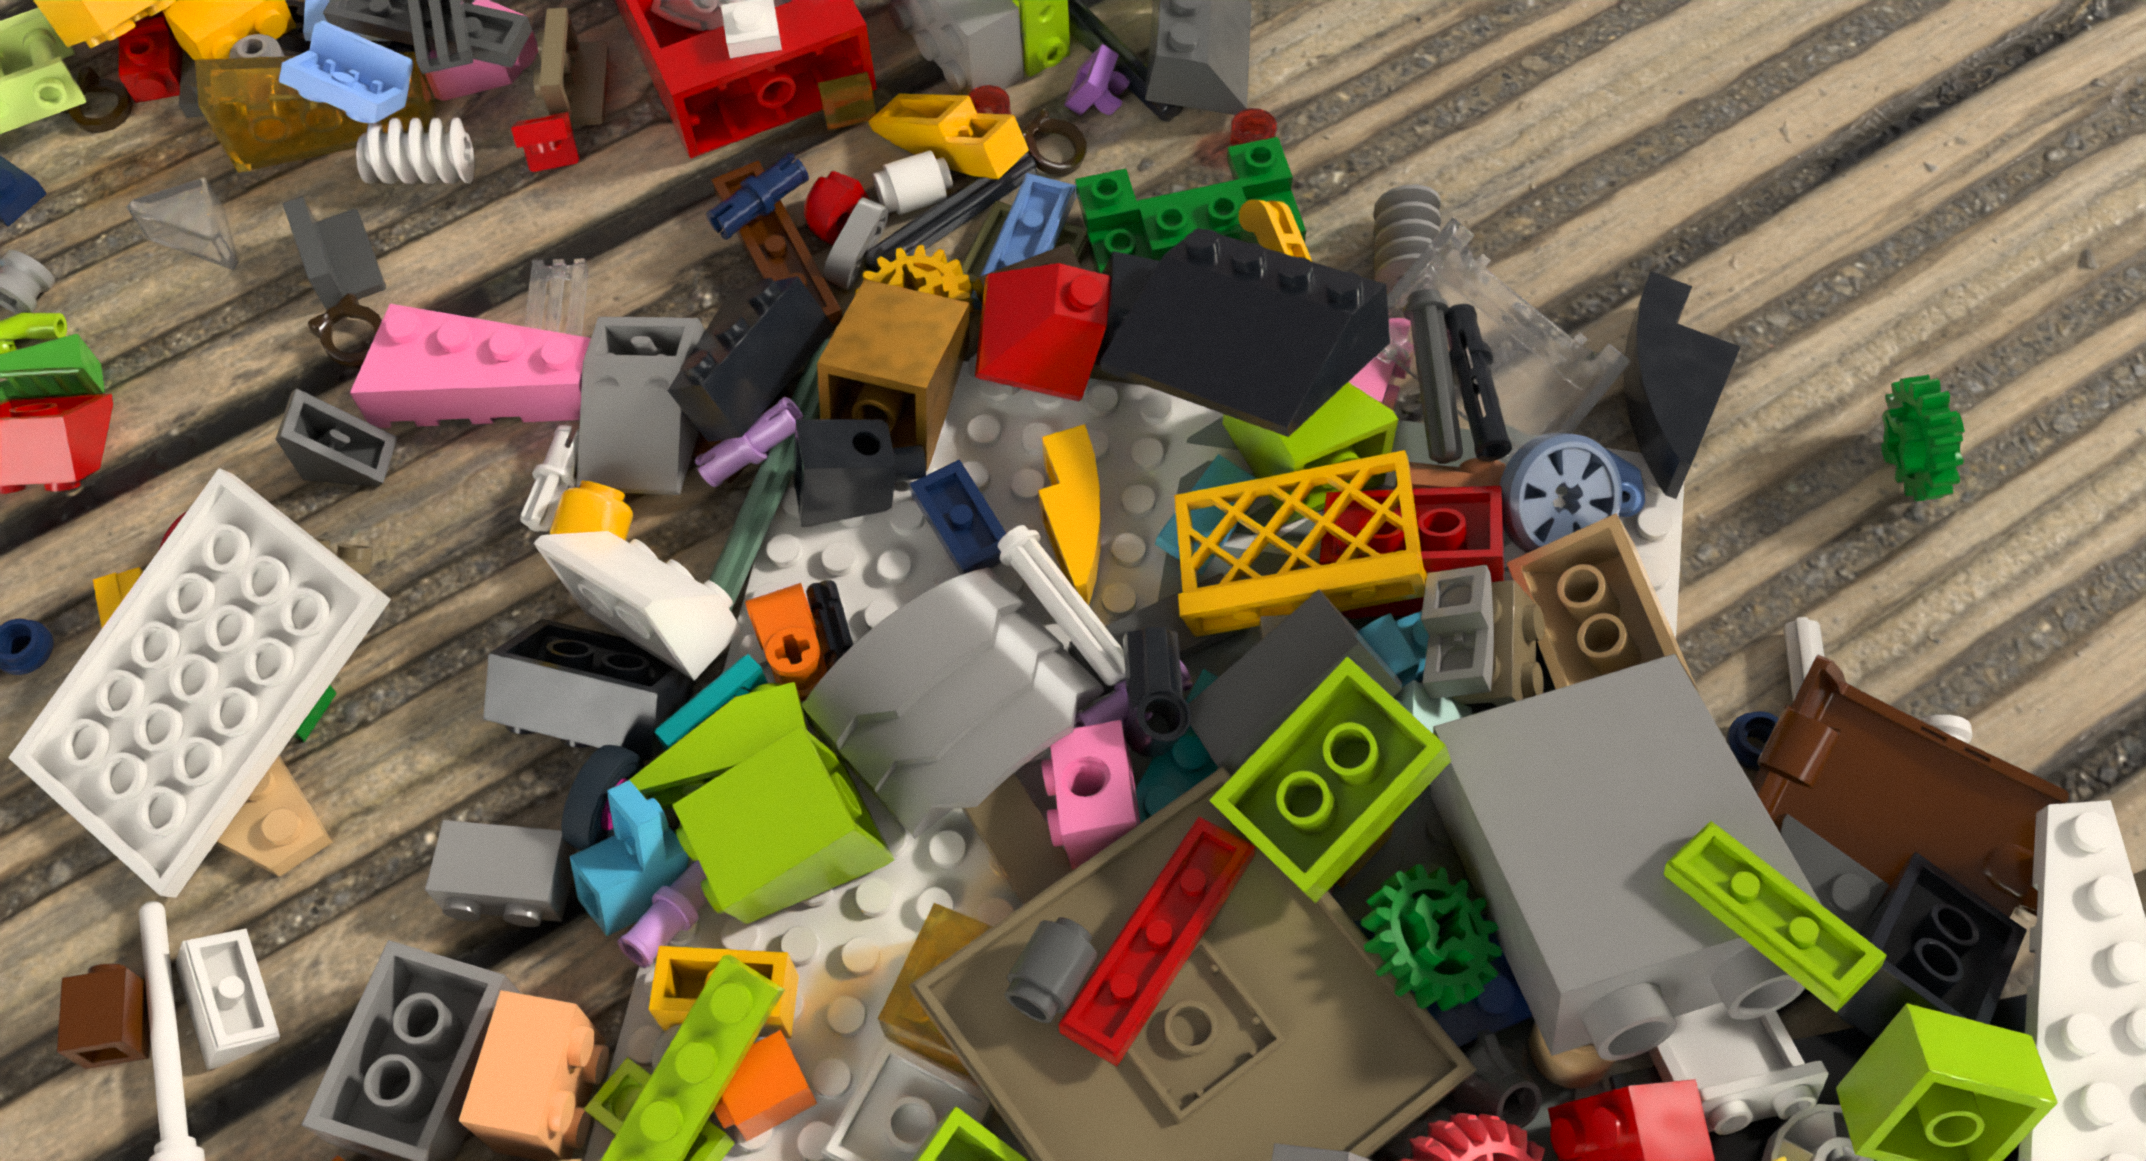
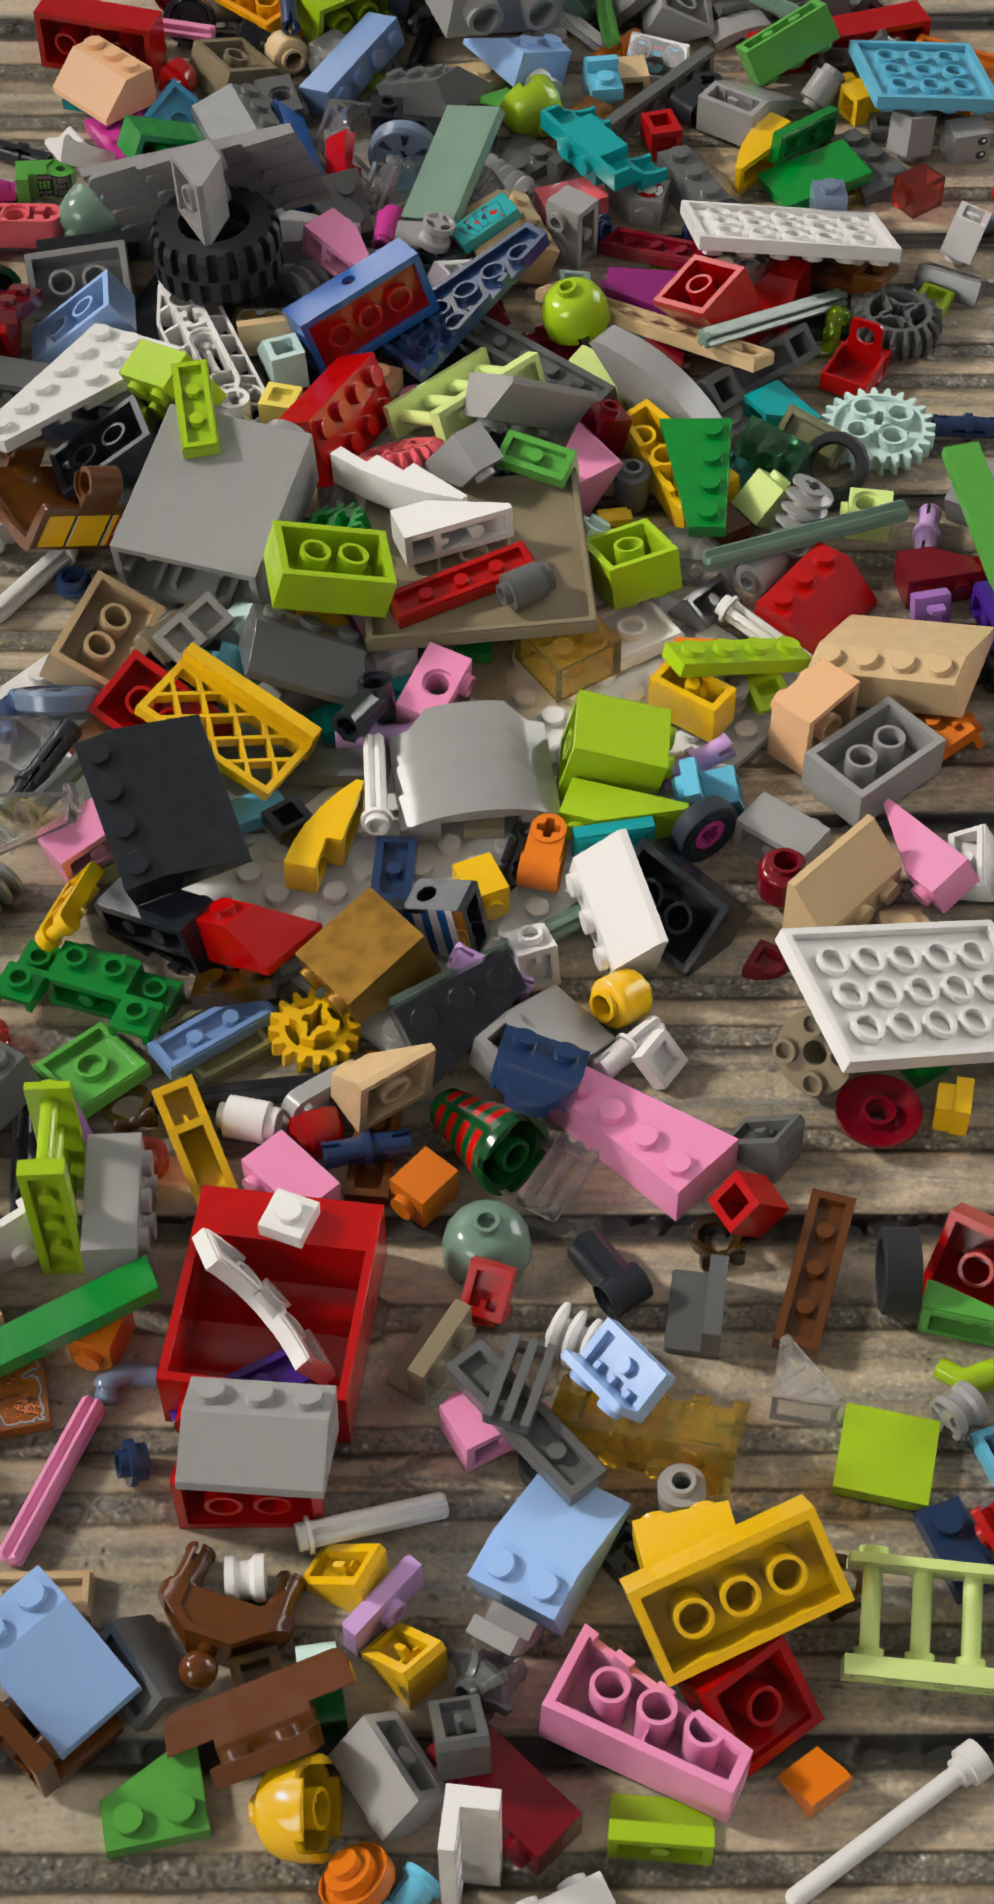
camera: 150 degrees left, 10 degrees down
(85, 221) = (886, 1457): none -> lime tile
(117, 360) = (899, 1270): none -> black tyre
(224, 346) = (815, 1270): none -> reddish brown plate
(275, 933) = (933, 866): none -> bright pink slope
(317, 354) = (748, 1204): none -> red brick
(376, 811) = (845, 881): none -> tan slope
(430, 226) = (614, 1283): none -> black piece
(445, 693) = (765, 962): none -> dark red tile
(463, 788) = (775, 872): none -> dark red head
(507, 478) = (659, 1059): none -> white plate
(585, 199) = (489, 1231): none -> sand green cylinder
(599, 314) = (537, 1072): none -> dark blue slope
(643, 276) = (489, 1138): none -> dark green cone
(679, 210) = (424, 1187): none -> orange brick
(724, 508) = (535, 954): none -> white bracket
(772, 227) = (382, 1083): none -> tan slope
(822, 140) = (289, 1167): none -> bright pink brick
(837, 548) = (491, 882): none -> yellow brick
(1117, 139) = (97, 1066): none -> bright green tile
(1138, 496) = (286, 819): none -> black piece
(1258, 1011) = (448, 527): none -> white slope
(1363, 1066) = (387, 483): none -> white slope

